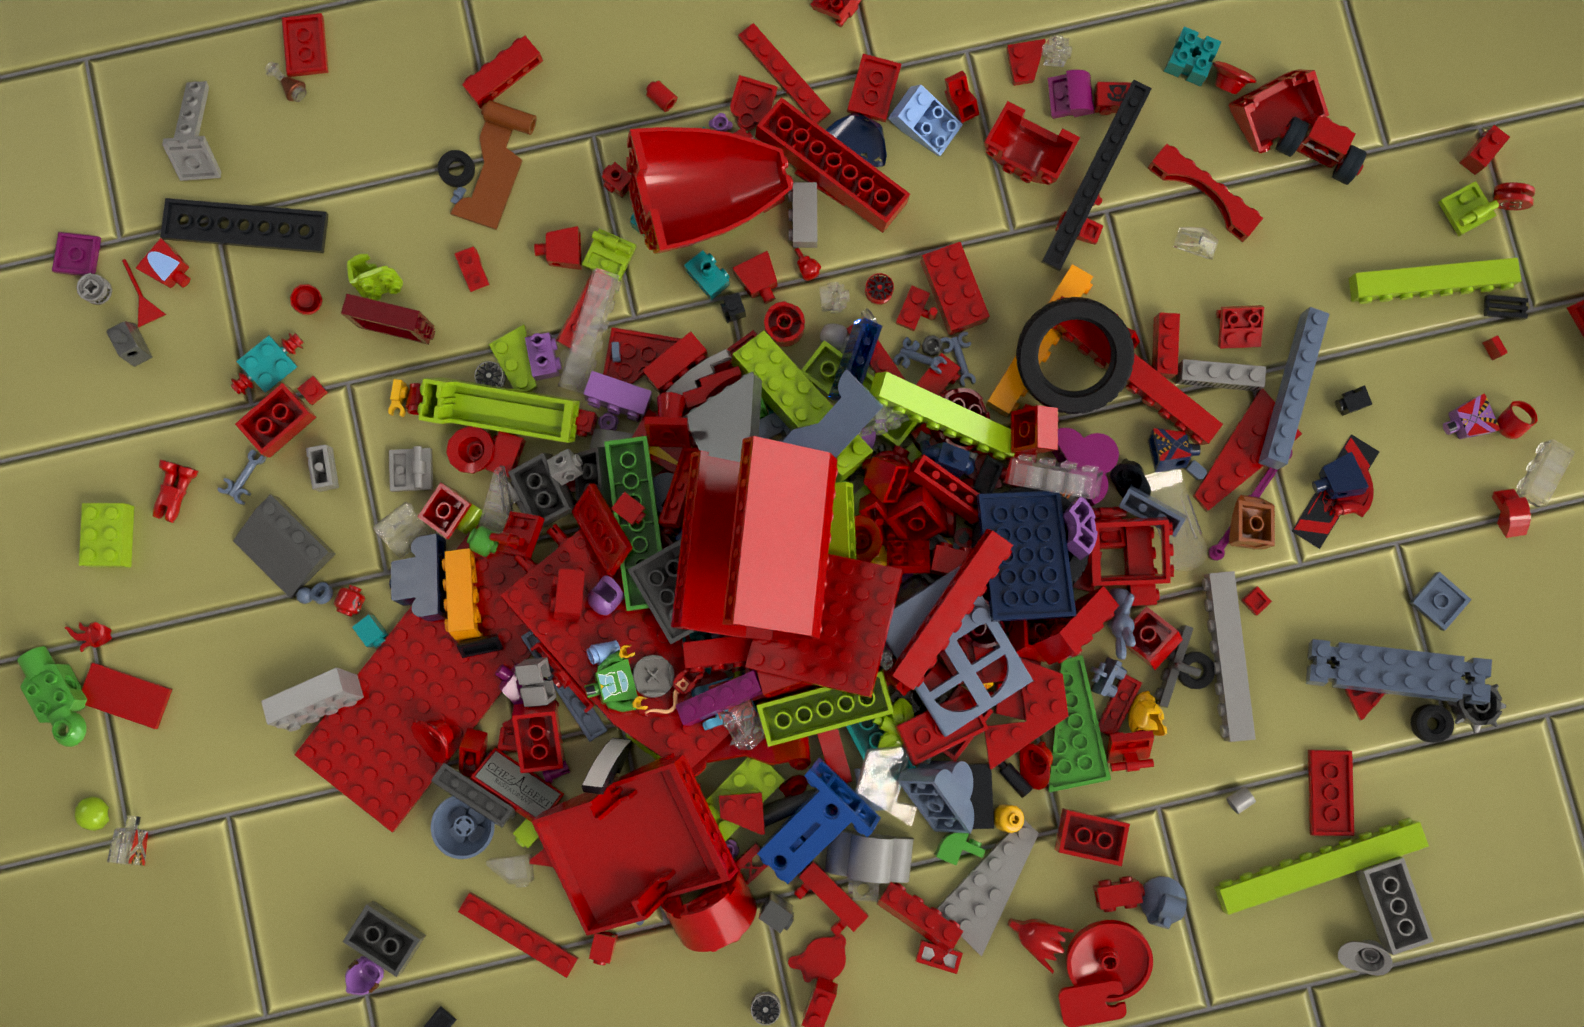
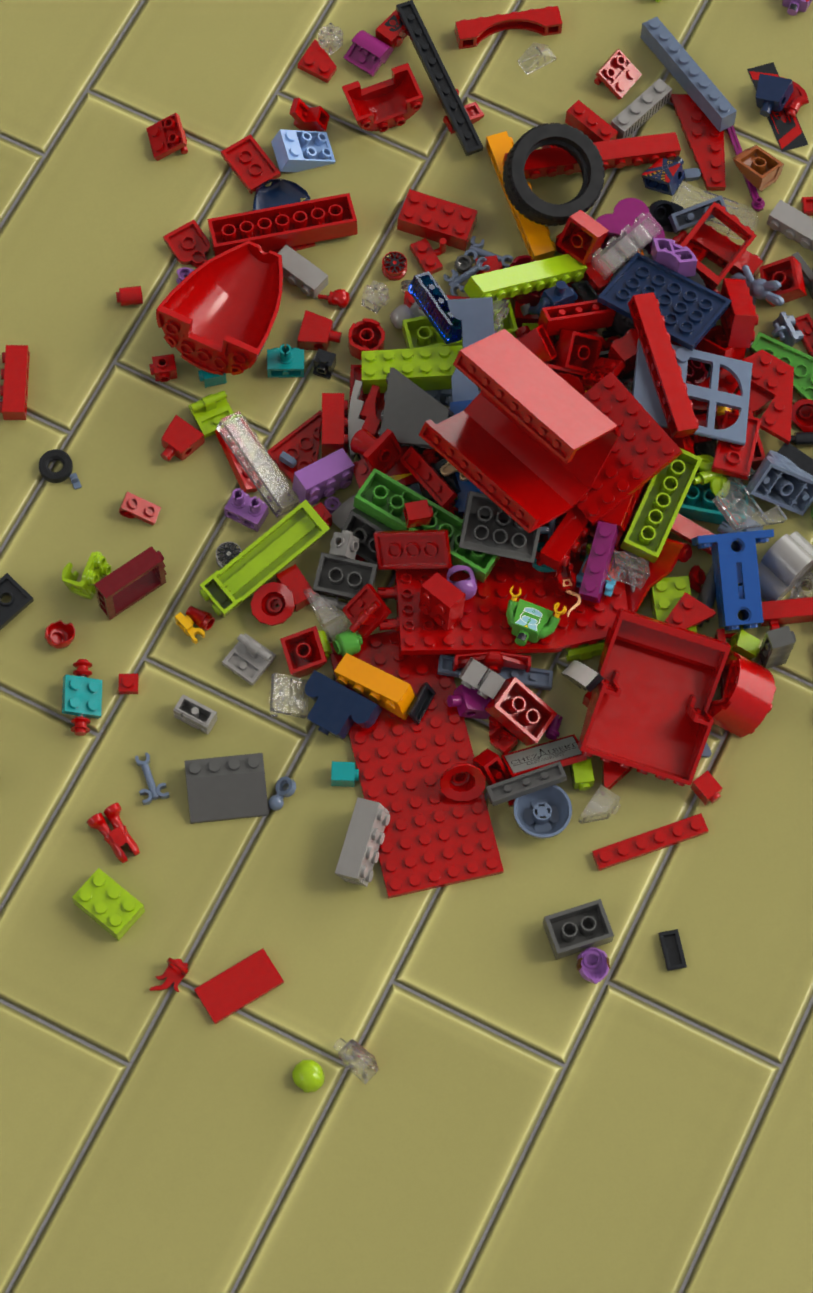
camera: 55 degrees left, 15 degrees down
(54, 695) = (198, 1029): bright green brick -> none
(275, 420) = (131, 720): red brick -> none
(349, 600) = (309, 771): red head -> none
(499, 165) = (79, 436): dark orange door -> none
(513, 358) = (226, 528): lime wing -> none
(599, 652) = (498, 617): light blue cone -> none
(653, 676) = (544, 595): light grey tile -> none
(760, 879) = (745, 644): none -> lime brick
(784, 74) = (183, 210): red plate -> none
(1353, 401) = (726, 49): black brick -> none

